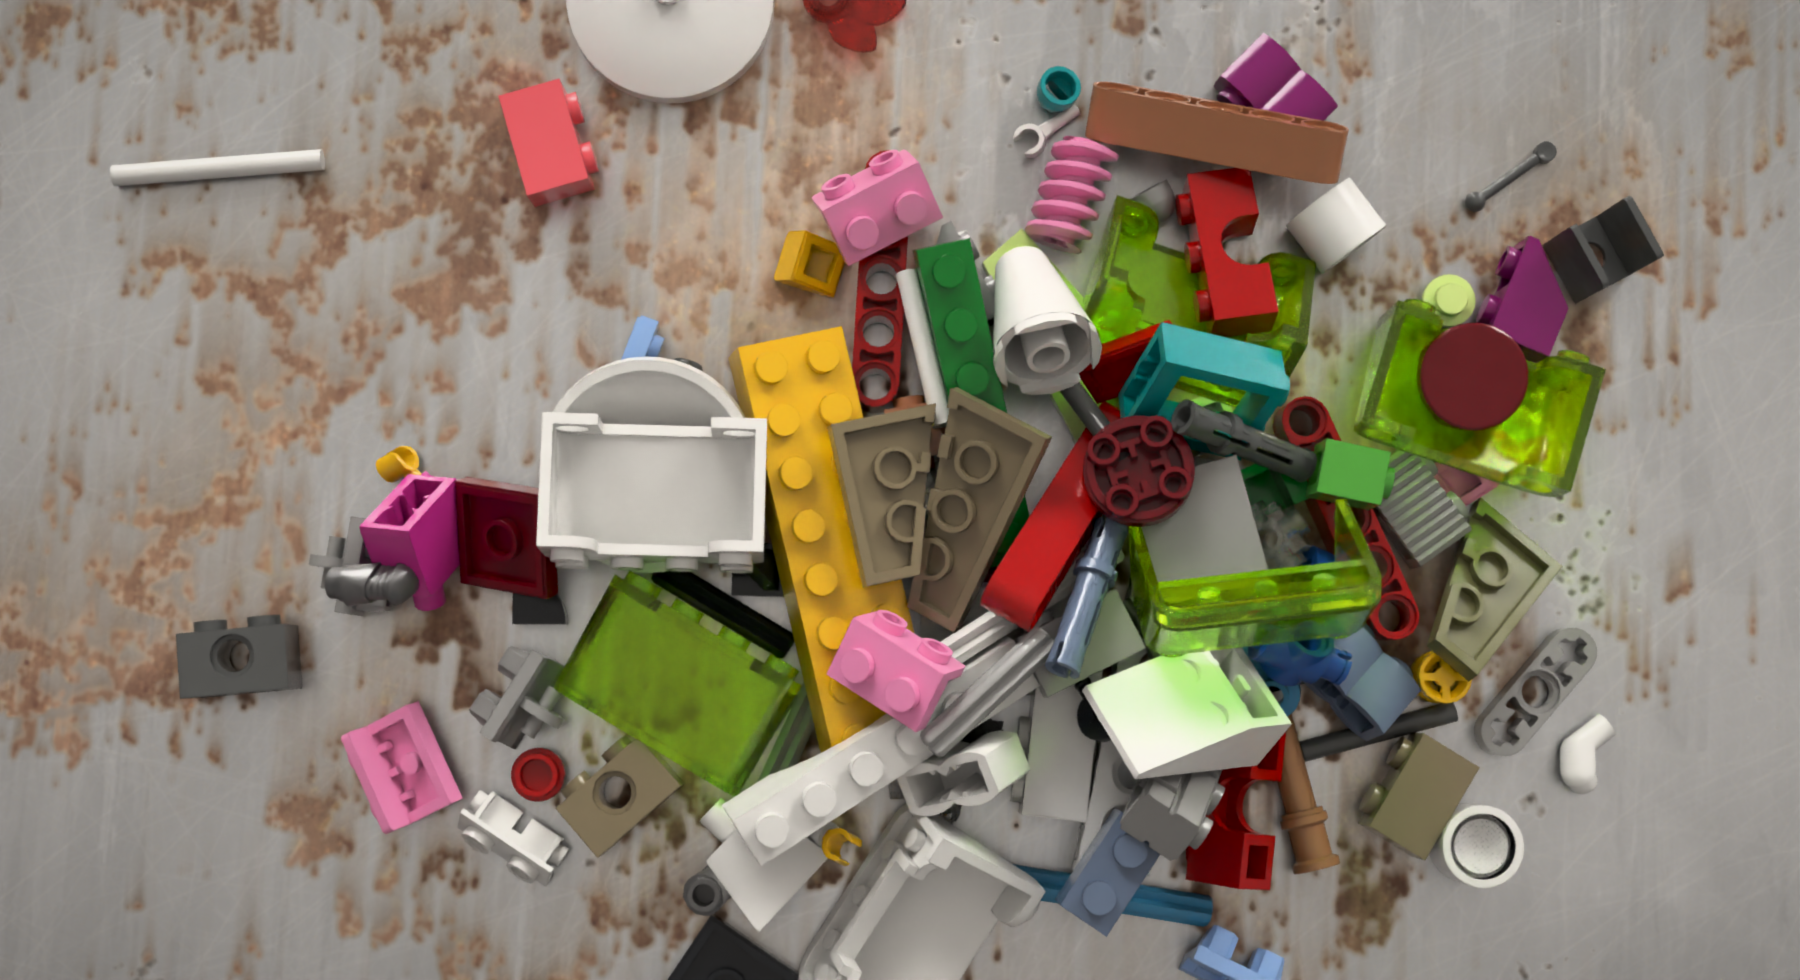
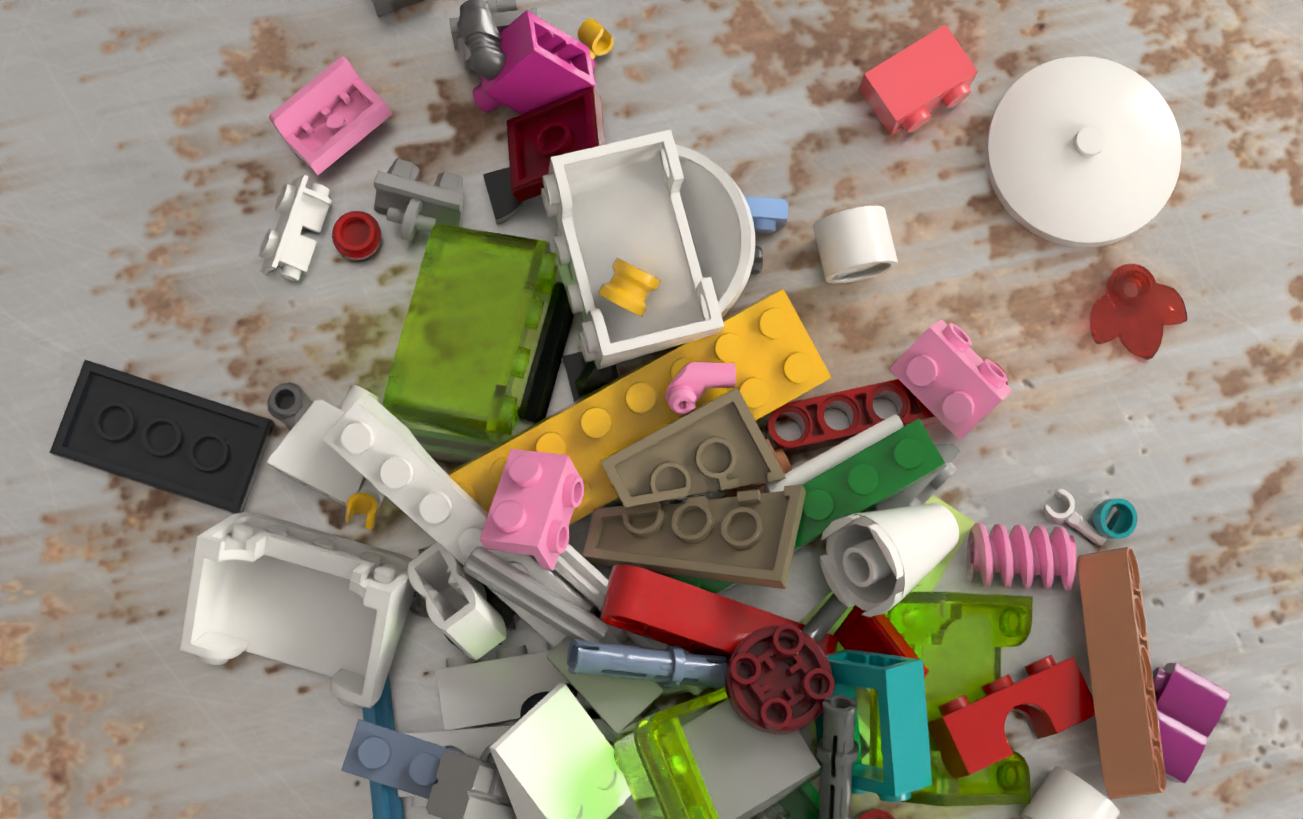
camera: 75 degrees right, 5 degrees down
(597, 820) = (333, 289): dark tan brick -> none
(690, 504) = (629, 287): none -> yellow wheel
(704, 260) = (855, 244): none -> white piece
(809, 466) = (694, 380): none -> bright pink arm
(810, 263) = (881, 340): yellow slope -> none
(1159, 199) = (1041, 640): light grey hinge -> none

